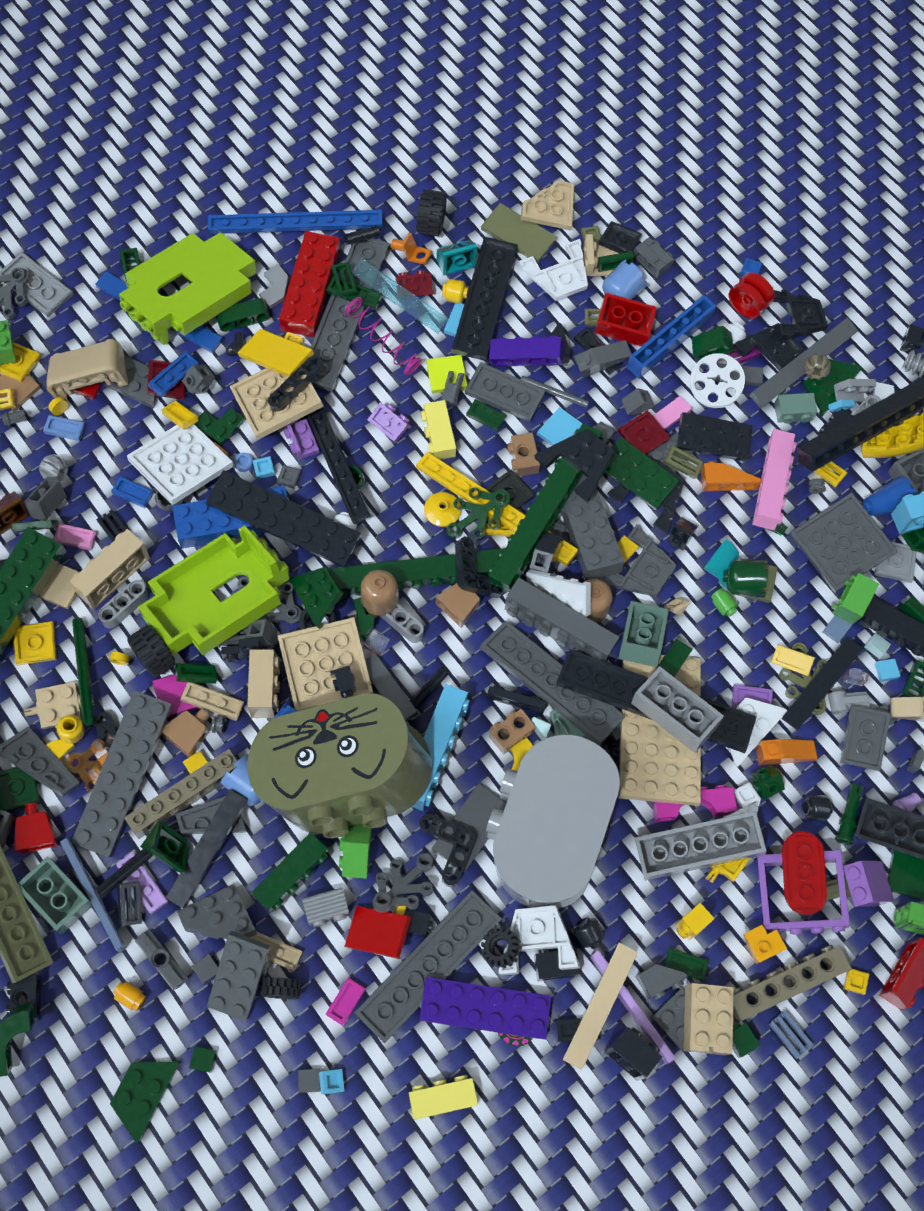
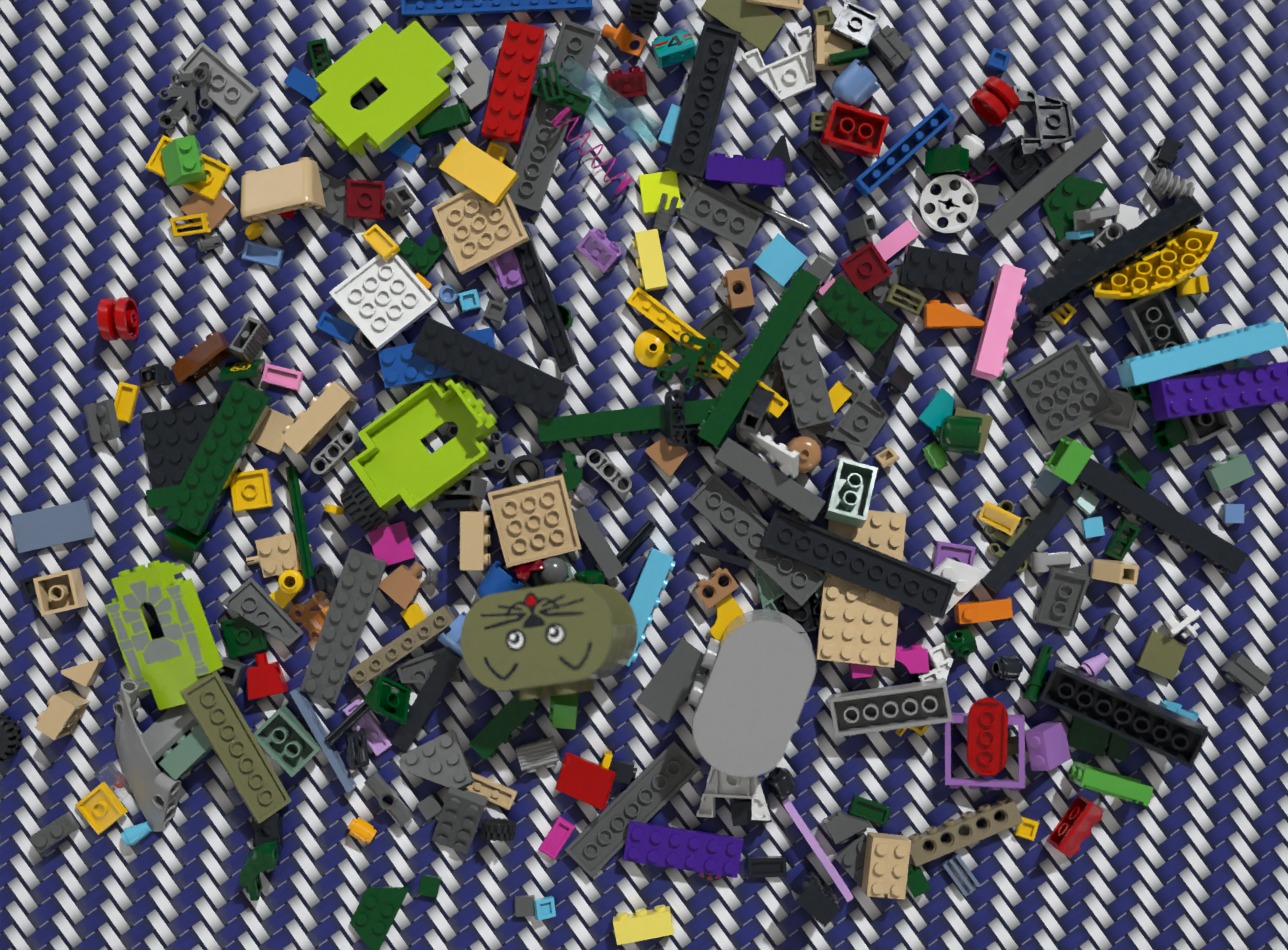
camera: 10 degrees right, 20 degrees up
(54, 467) = (255, 303): light grey piece -> none
(107, 518) = (311, 356): black tile -> none
(172, 374) = (372, 195): blue tile -> none
(195, 673) = (409, 526): dark green tile -> none
(212, 701) = (425, 553): tan tile -> none
(307, 368) = (503, 215): black beam -> none
(317, 592) = (526, 447): dark green wing -> none
(344, 681) = (552, 542): black brick -> none
(361, 235) = (569, 23): black pin -> none
(379, 592) = (588, 450): medium nougat cylinder -> none
(402, 886) = (607, 738): dark grey plant -> none
(455, 291) = (671, 93): yellow head -> none
(455, 839) = (659, 694): black beam -> none
(486, 415) = (700, 241): dark green tile -> none
(511, 953) = (709, 790): black tyre -> none
(542, 728) = (745, 585): light aqua slope -> none
(583, 452) = (802, 305): black wing -> none
(600, 1006) = (788, 850): tan tile -> none
(602, 357) = (827, 176): dark grey slope -> none
(675, 657) = (880, 518): dark green tile -> none
(677, 709) = (878, 581): light grey brick -> none
(694, 922) = (879, 777): yellow brick -> none
(762, 944) = (944, 798): light orange brick -> none
(795, 408) = (1030, 235): sand green brick -> none
(817, 366) = (1057, 191): dark tan piece -> none
(856, 677) = (1060, 535): clear plate -> none
(888, 497) = (1118, 345): blue cone -> none

